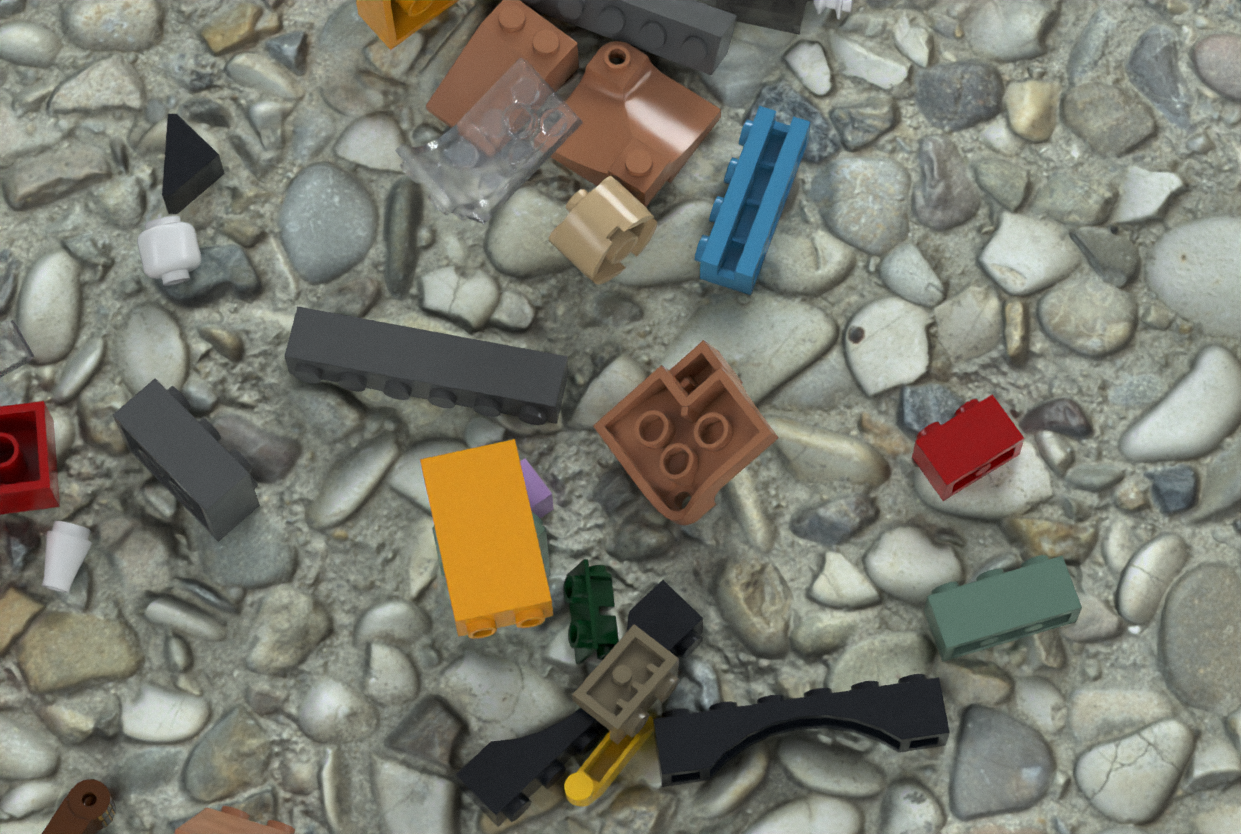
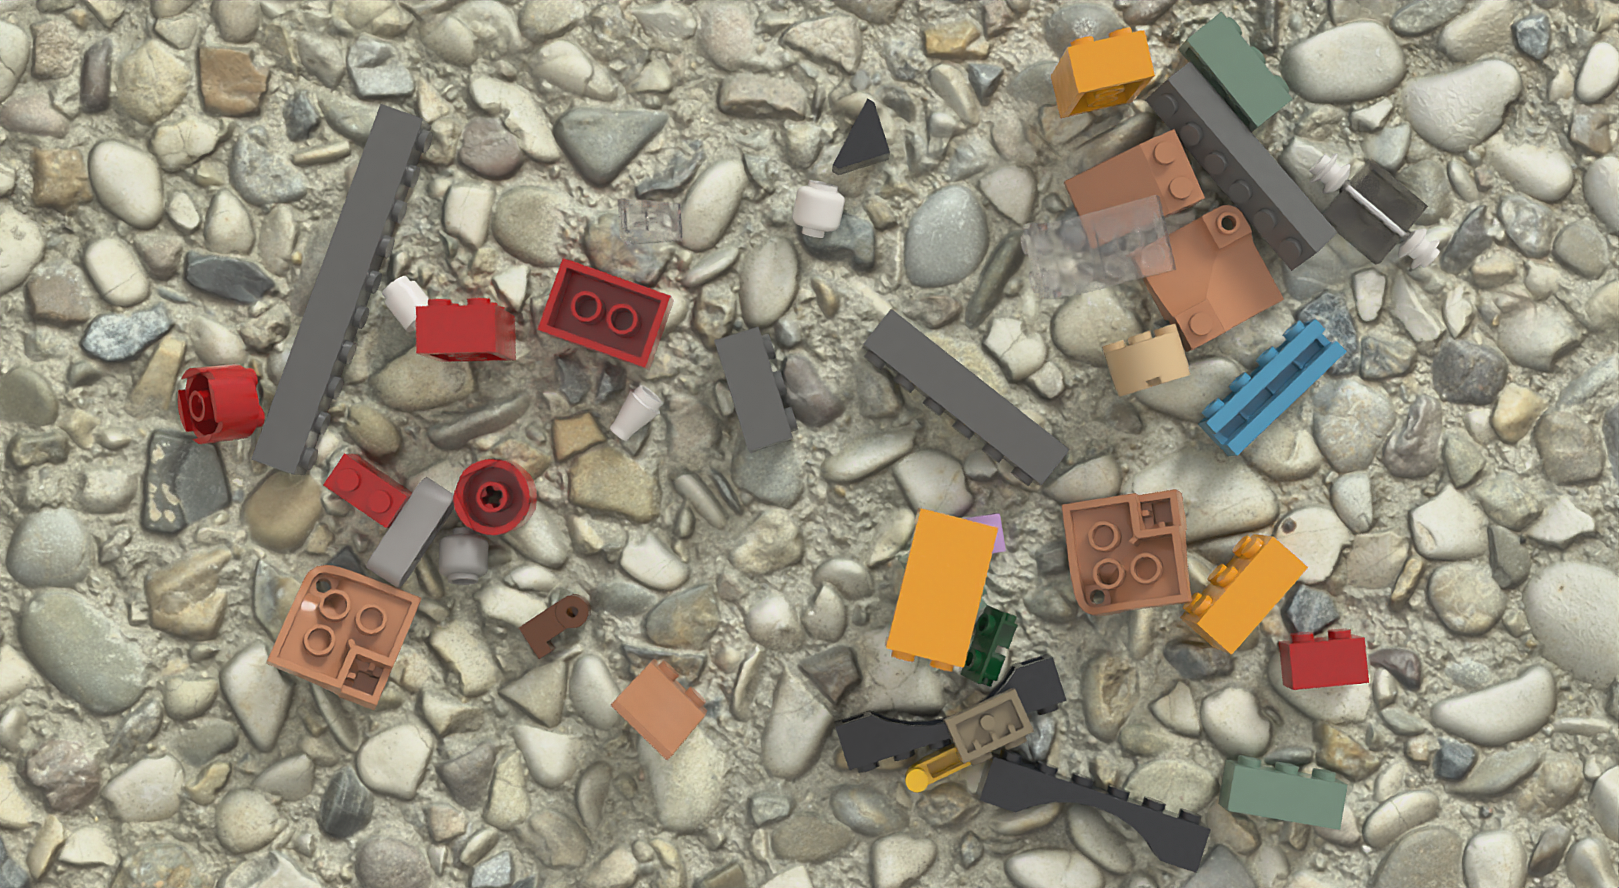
camera: 20 degrees right, 20 degrees up
(831, 411) = (1242, 591): none -> light orange brick

